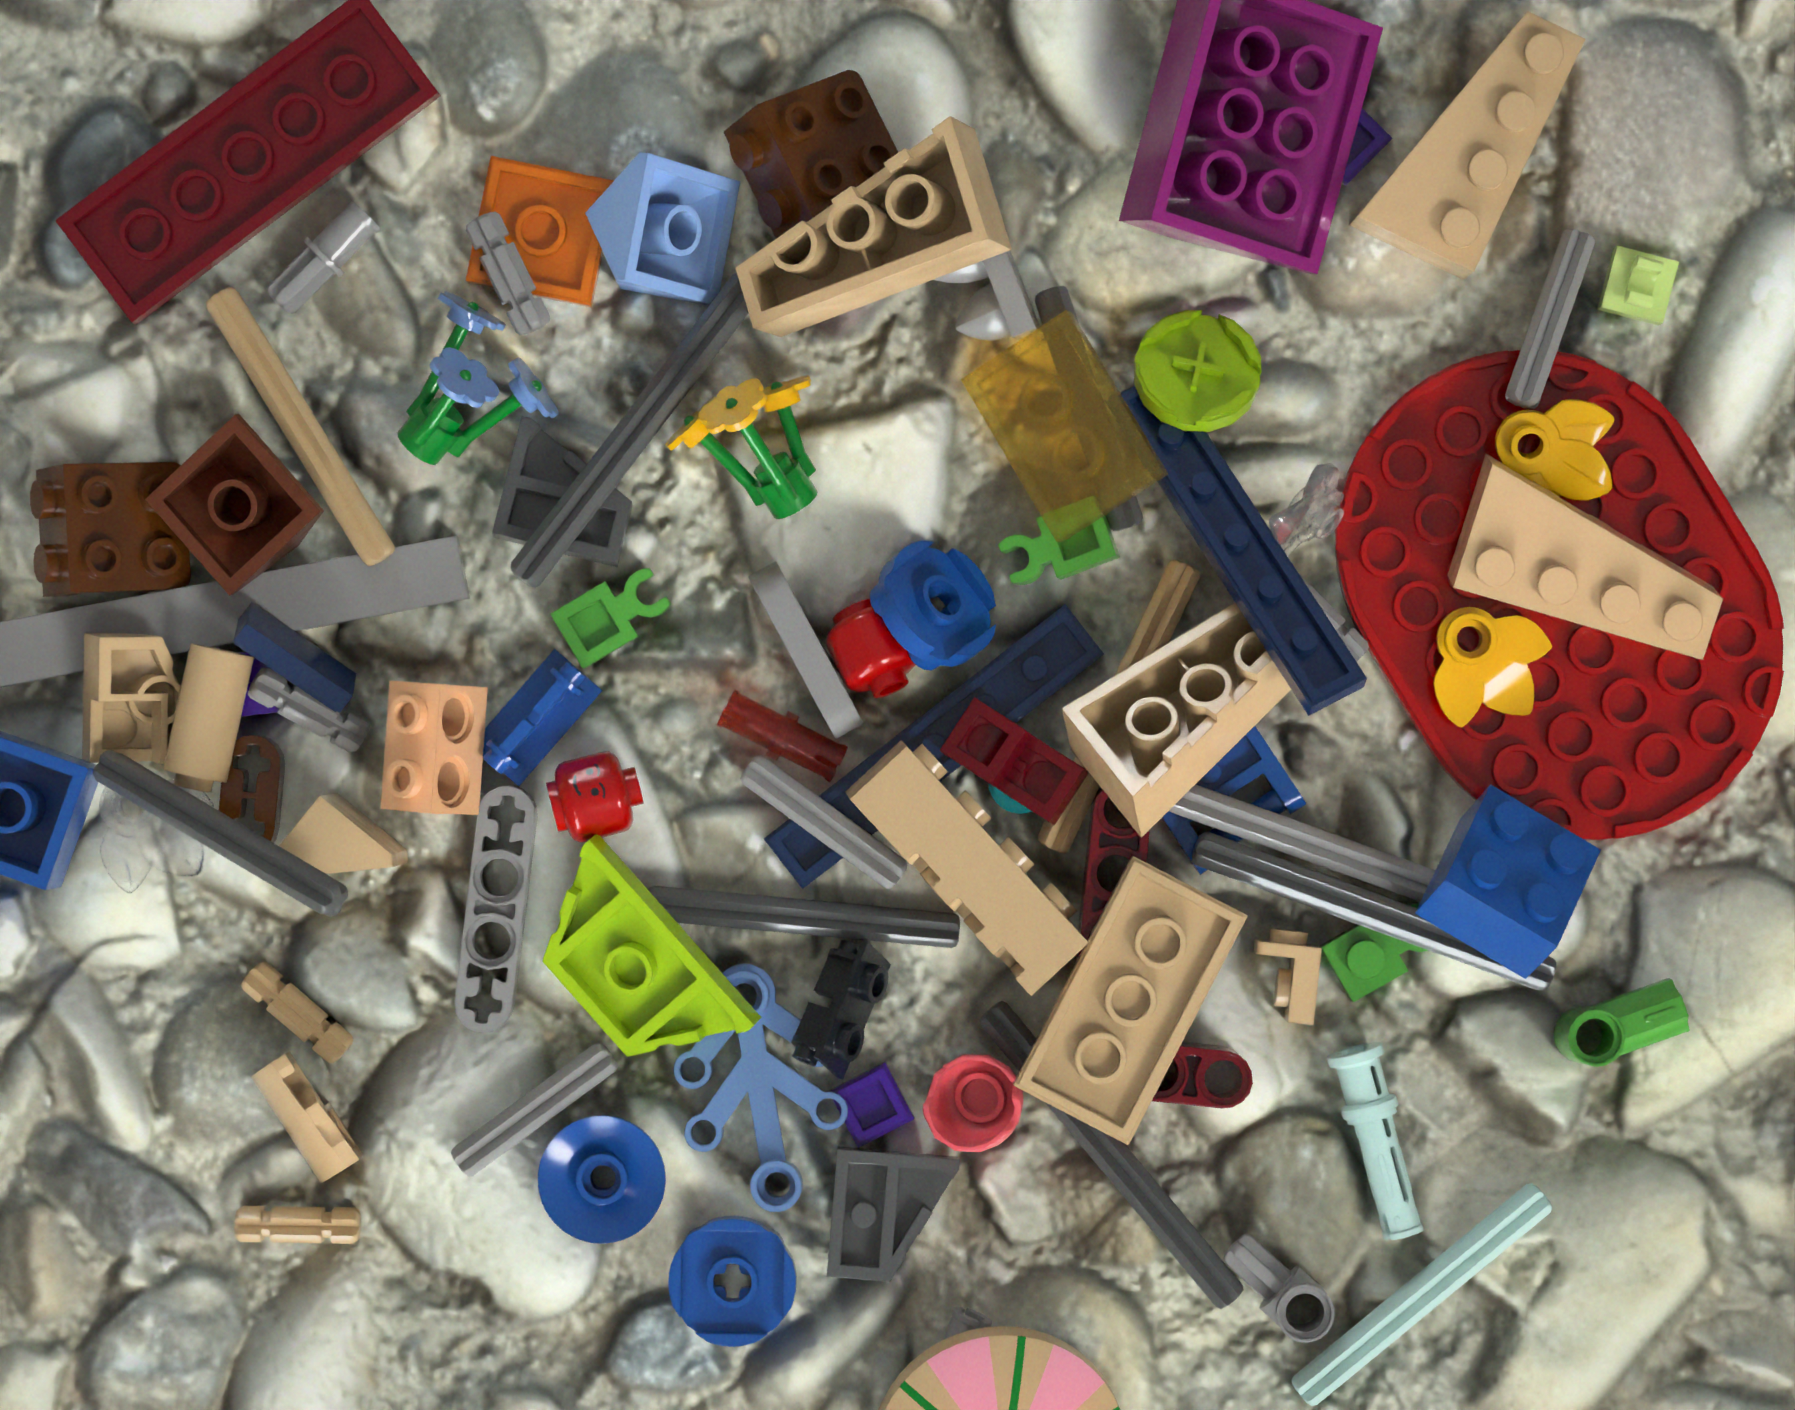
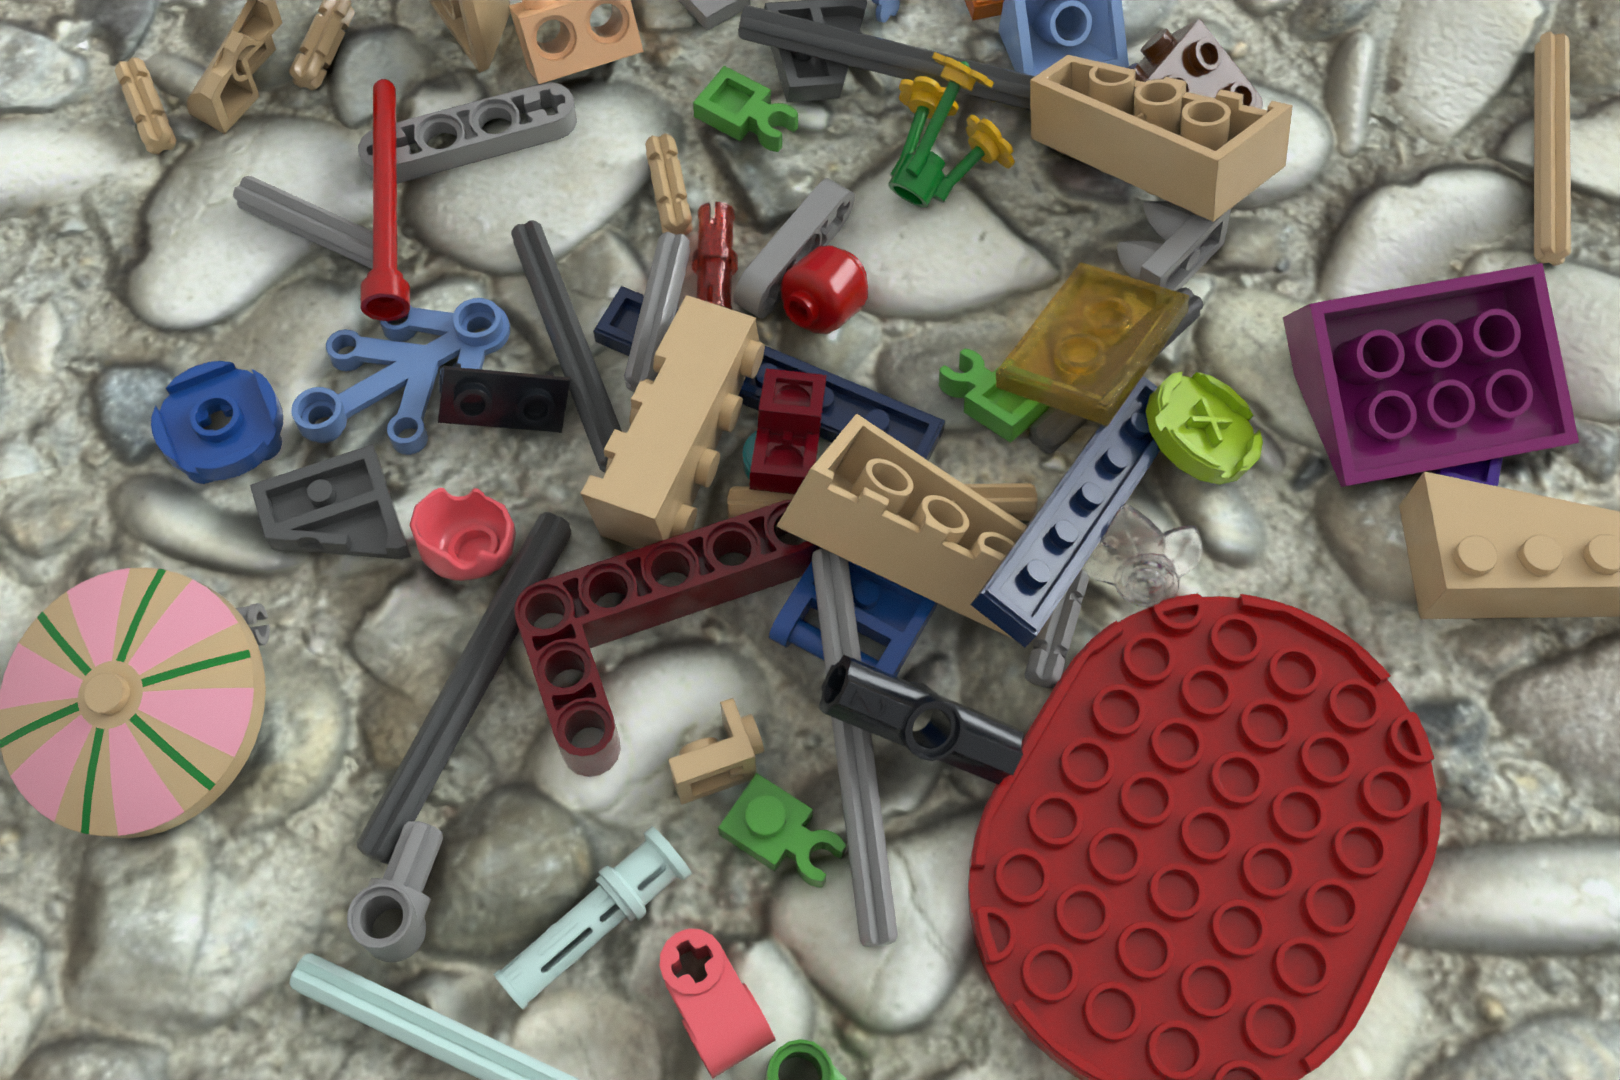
camera: 60 degrees right, 25 degrees down
(537, 717) = (641, 100): blue hinge -> none
(594, 796) = (592, 148): red head -> none
(597, 1212) = (264, 265): blue dish -> none
(636, 962) = (469, 228): lime wing -> none
(661, 736) = (668, 185): none -> tan axle
(670, 1071) = (384, 291): none -> red piece
(873, 1104) = (428, 466): dark purple tile -> none
(905, 605) = (861, 316): blue plate -> none
(1130, 1000) = (619, 604): tan tile -> none
(1348, 903) = (816, 806): dark grey axle -> none
(1362, 793) = (891, 705): none -> black piece
(1493, 671) = (1101, 798): yellow plate -> none
(1505, 1075) = (716, 1011): none -> coral piece
(1508, 882) = (912, 901): blue brick -> none
(1550, 319) = (1444, 693): light grey axle -> none
(1561, 562) = (1248, 803): tan wedge -> none
(1566, 455) = (1336, 760): yellow plate -> none
(1638, 285) = (1524, 766): yellowish green tile -> none

